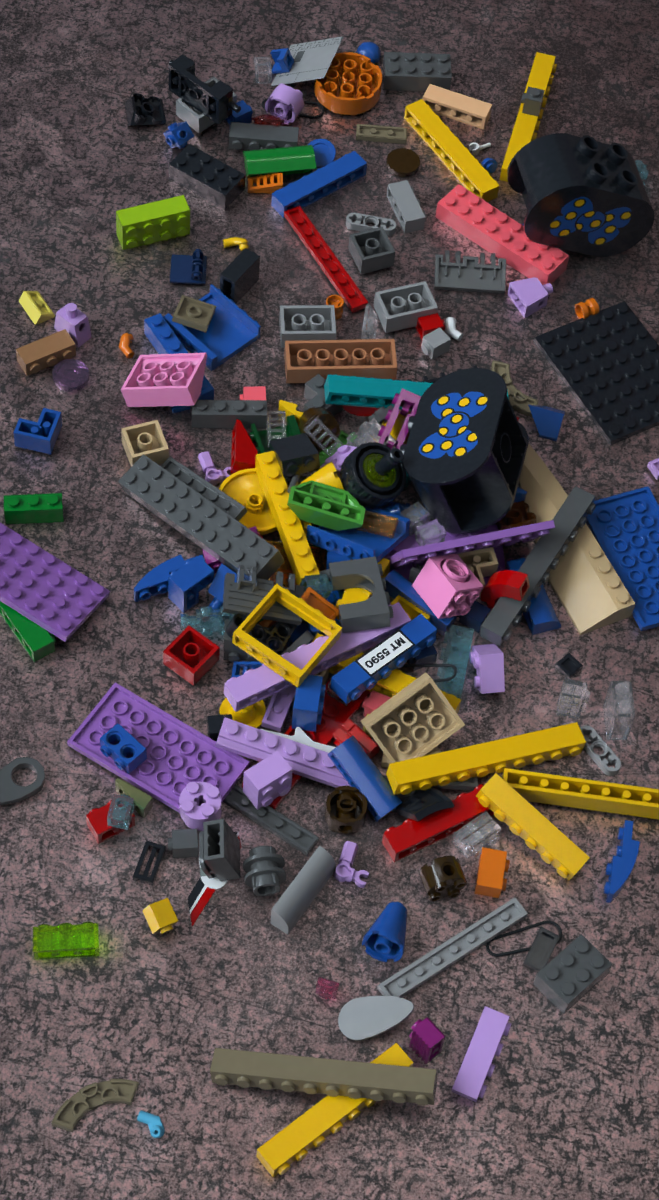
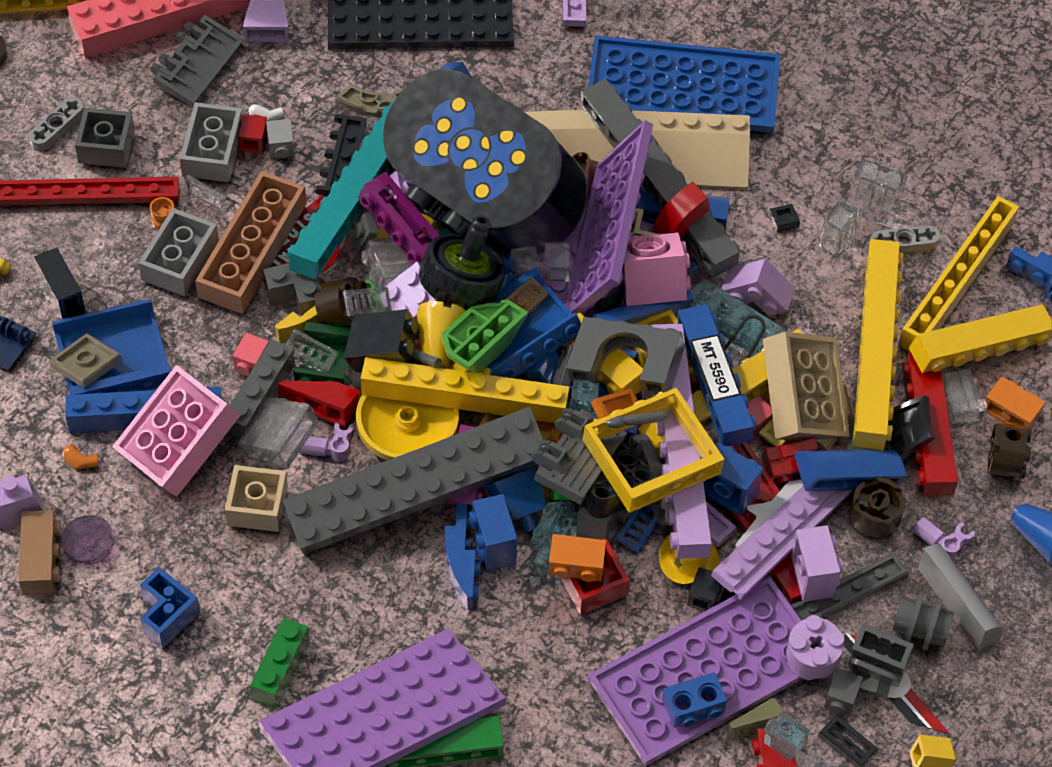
camera: 60 degrees left, 0 degrees up
(188, 632) = (576, 558): none -> orange brick
(202, 436) = (278, 432): none -> clear brick
(206, 489) = (364, 458): dark grey plate -> none
(290, 601) = (636, 419): none -> dark grey piece
(406, 206) = (56, 76): light grey brick -> none

